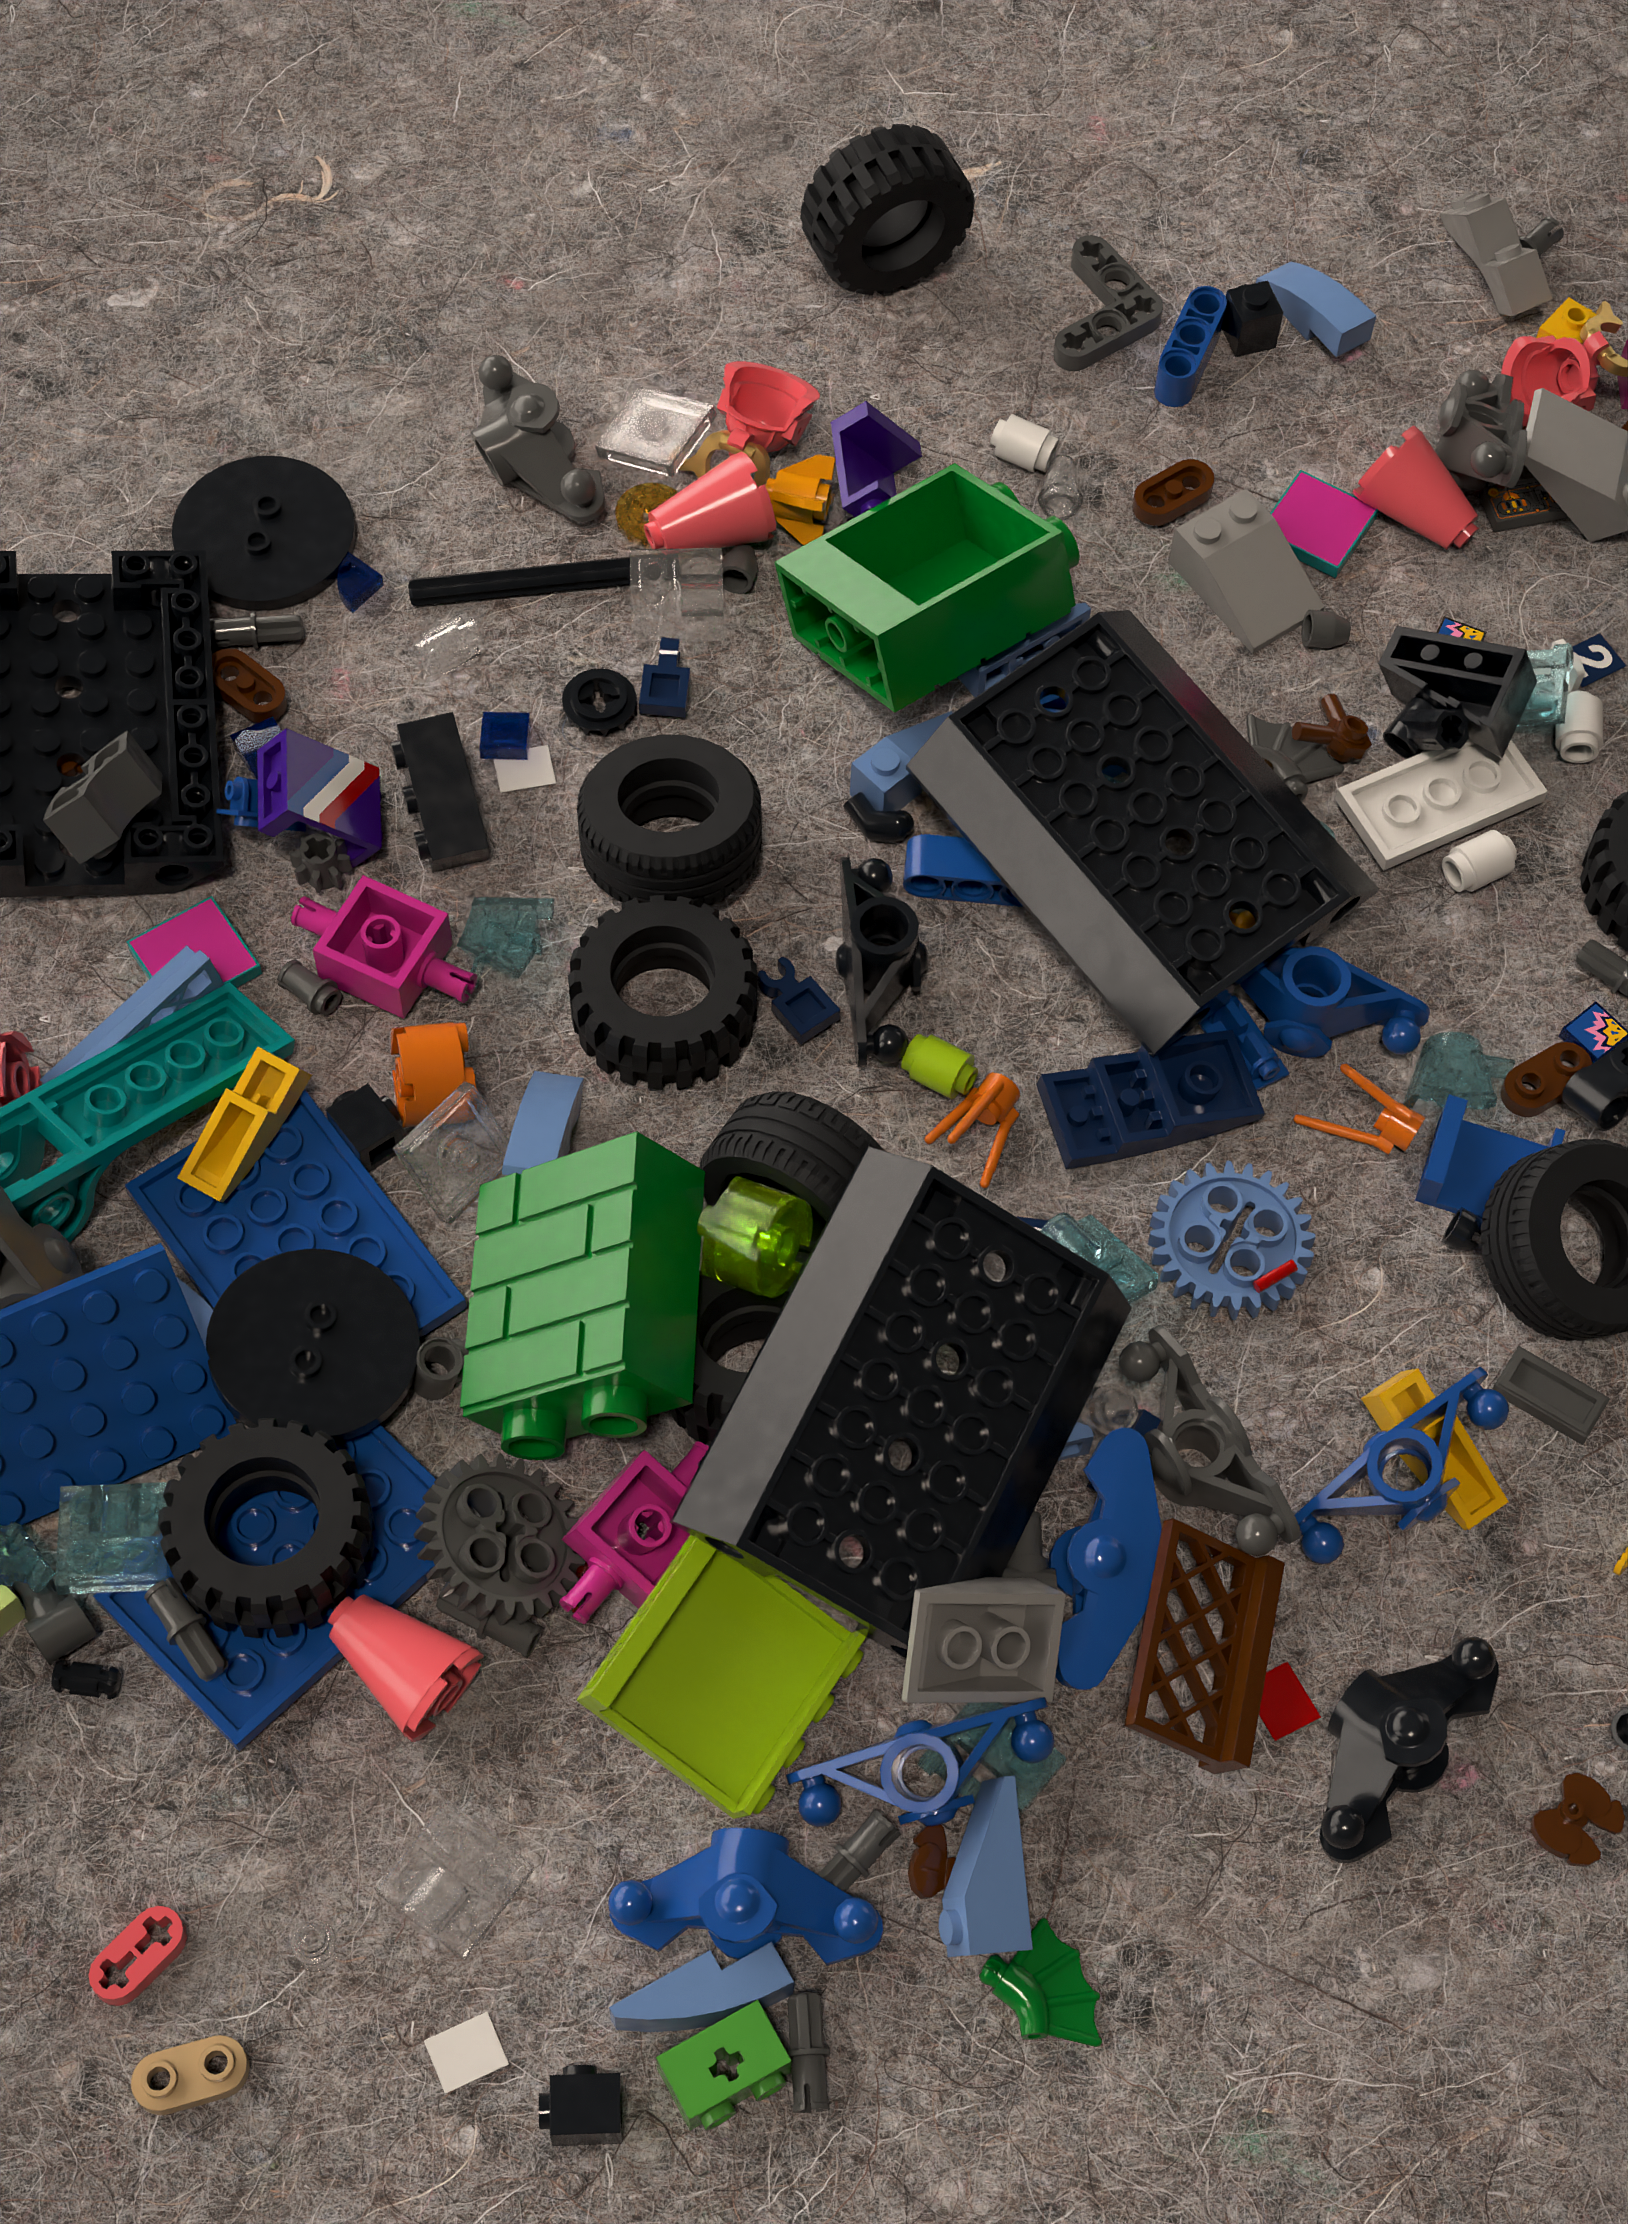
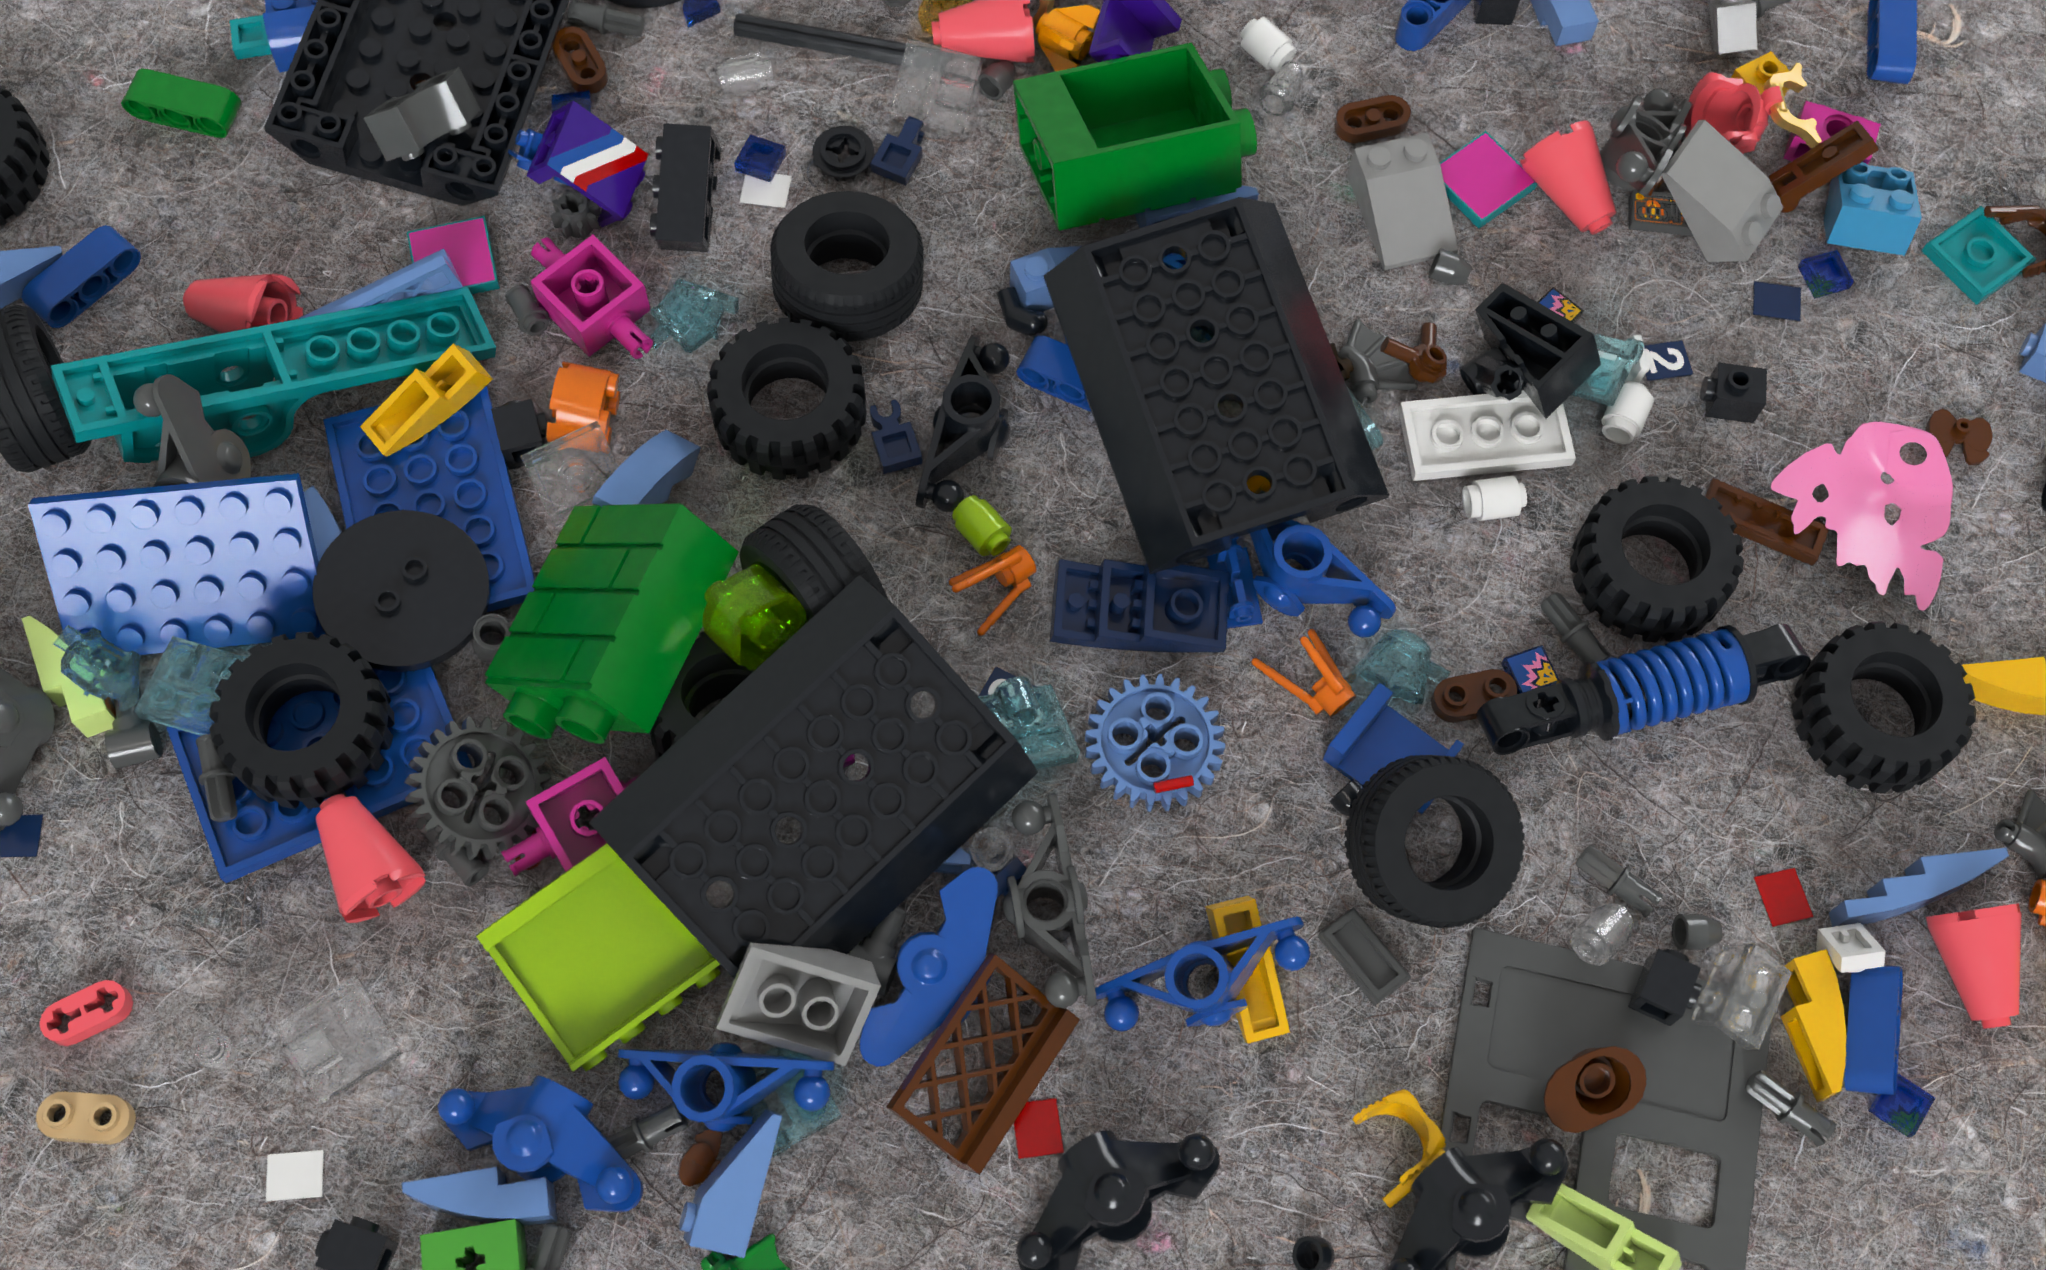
camera: 20 degrees right, 5 degrees up
(86, 1679) = (138, 789): black piece -> none

